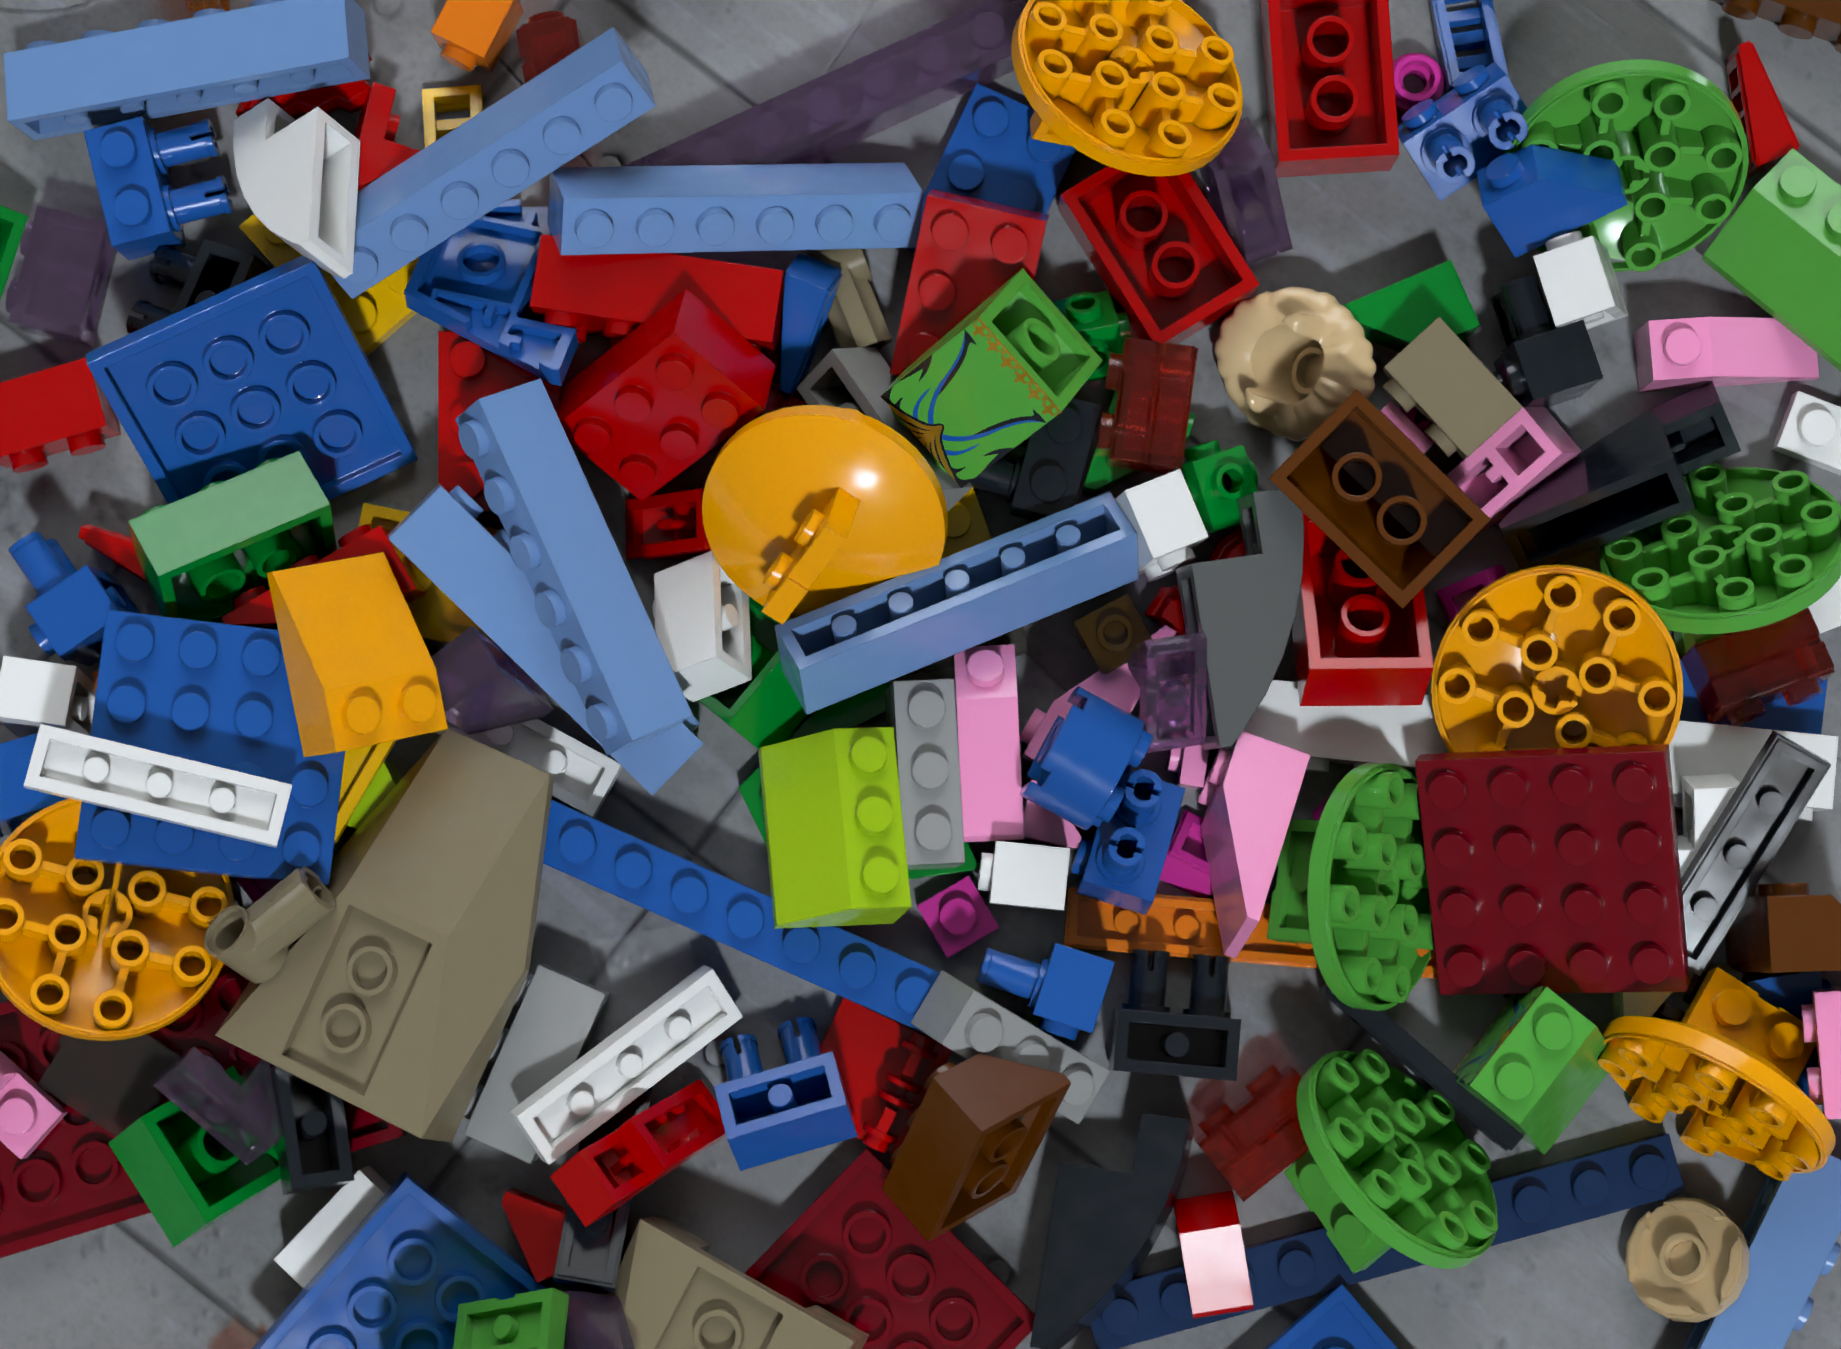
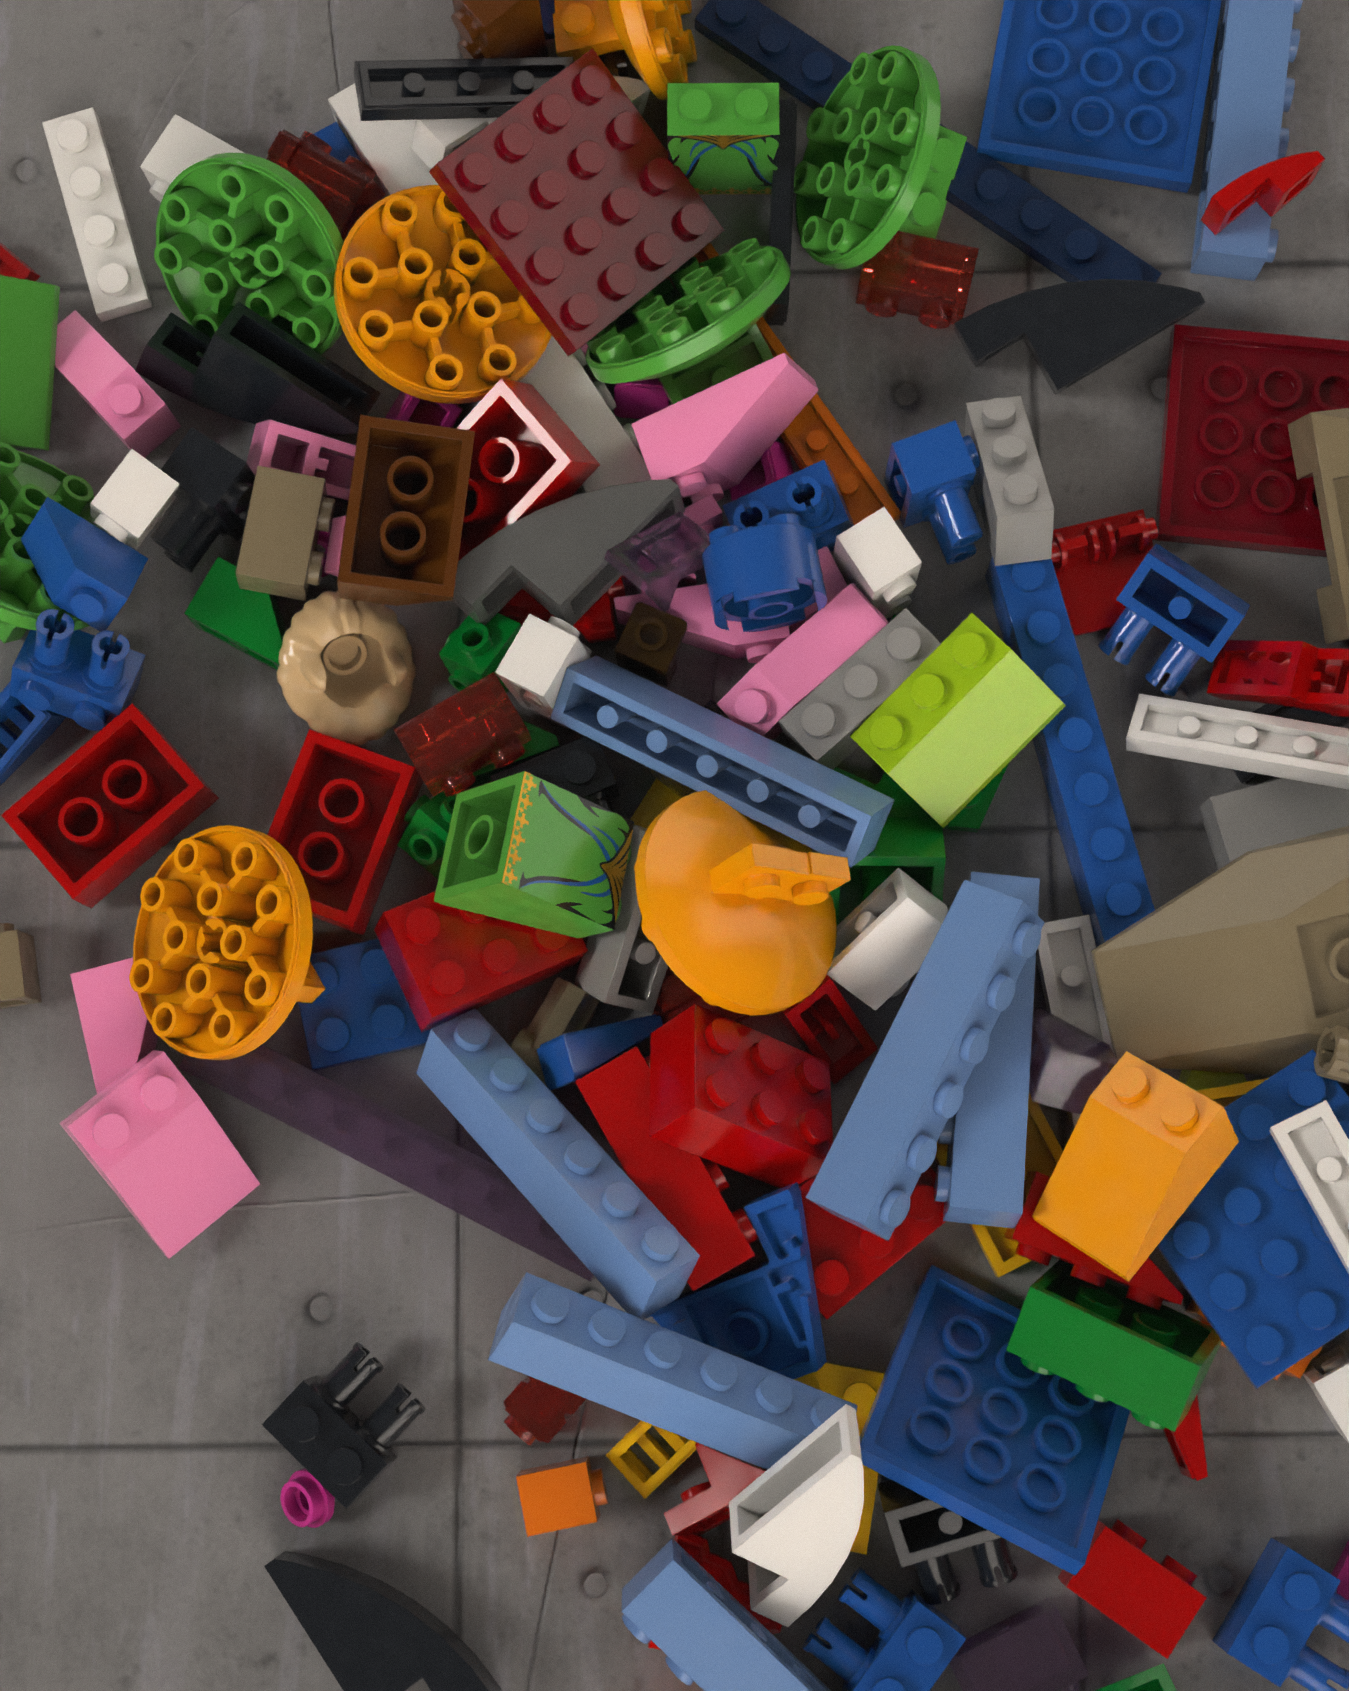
camera: 125 degrees left, 5 degrees down
(68, 601) = (1264, 1432): blue brick -> none
(957, 916) = (941, 601): dark pink plate -> none
(971, 1140) = (1100, 455): reddish brown slope -> none
(1189, 1044) = (906, 375): black brick -> none
(1213, 1254) = (1029, 243): slope -> none
(1247, 195) = (246, 794): clear purple slope -> none
(1423, 67) = (57, 738): dark pink plate -> none

